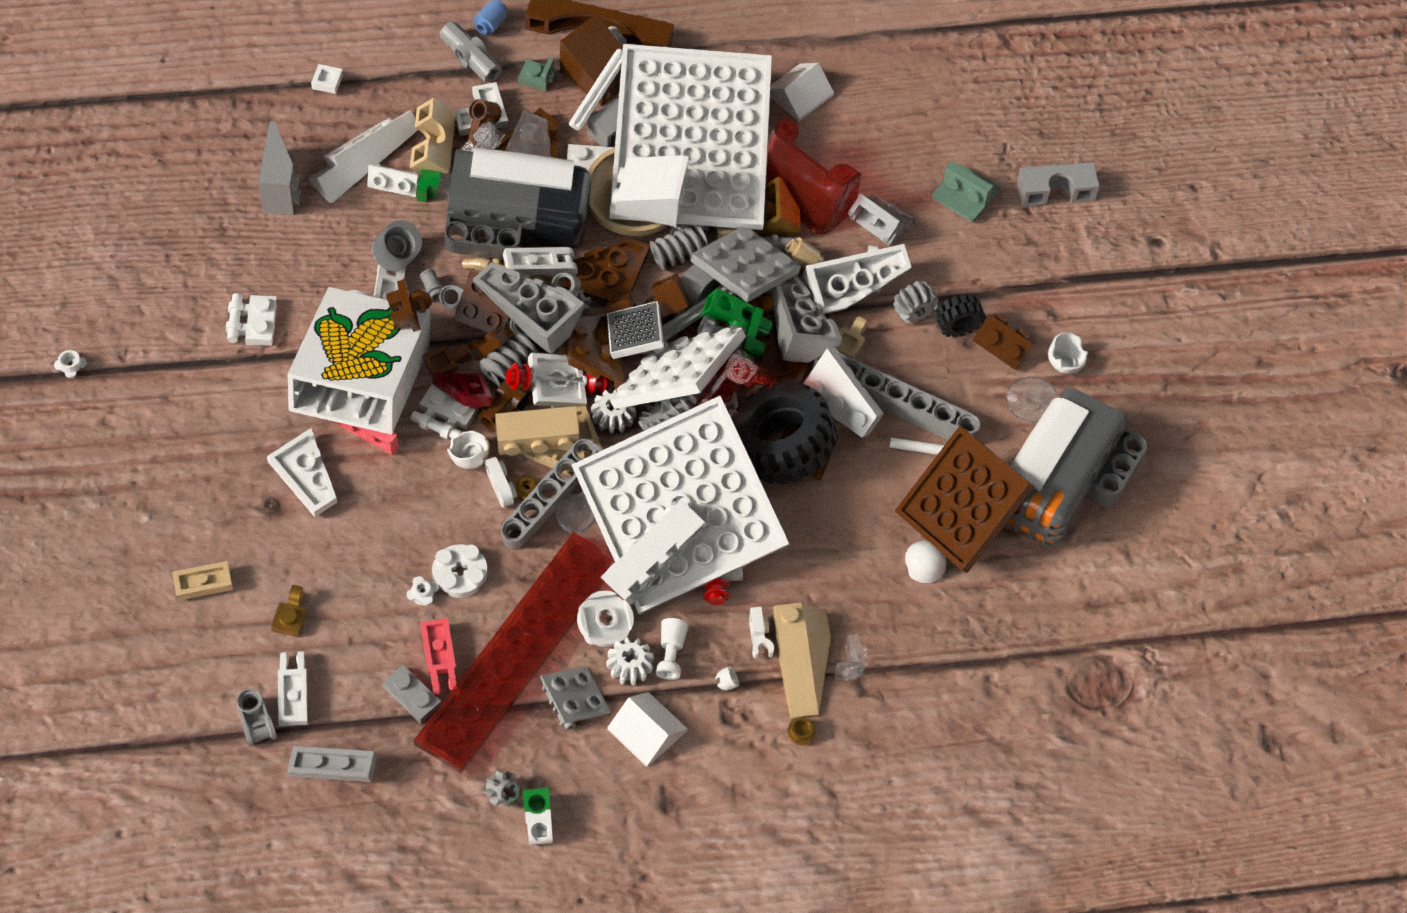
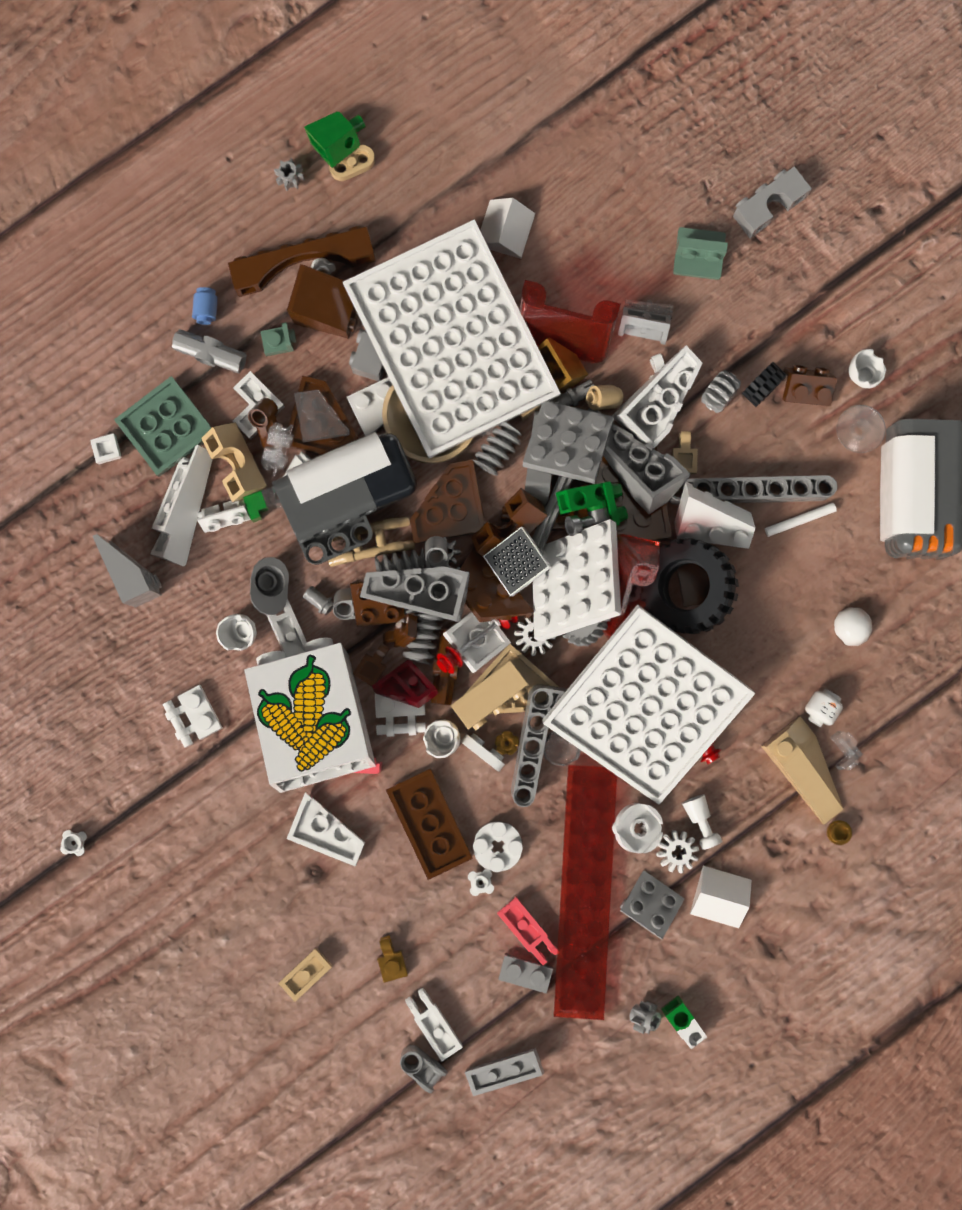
camera: 15 degrees left, 25 degrees up
(340, 269) = (236, 632): none -> white hair
(389, 86) = (164, 426): none -> sand green plate
(407, 516) = (429, 824): none -> reddish brown plate
(411, 304) = (327, 653): reddish brown hips -> none
(540, 260) = (396, 535): white plate -> none
(597, 91) = (344, 332): white axle -> none
(652, 188) = (454, 420): white slope -> none
(654, 551) = (652, 764): white wedge -> none
(728, 679) = (759, 821): white hinge -> none
(758, 627) = (759, 765): white plate -> none
(852, 611) = (824, 708): none -> white head
(964, 499) = (868, 567): reddish brown plate -> none

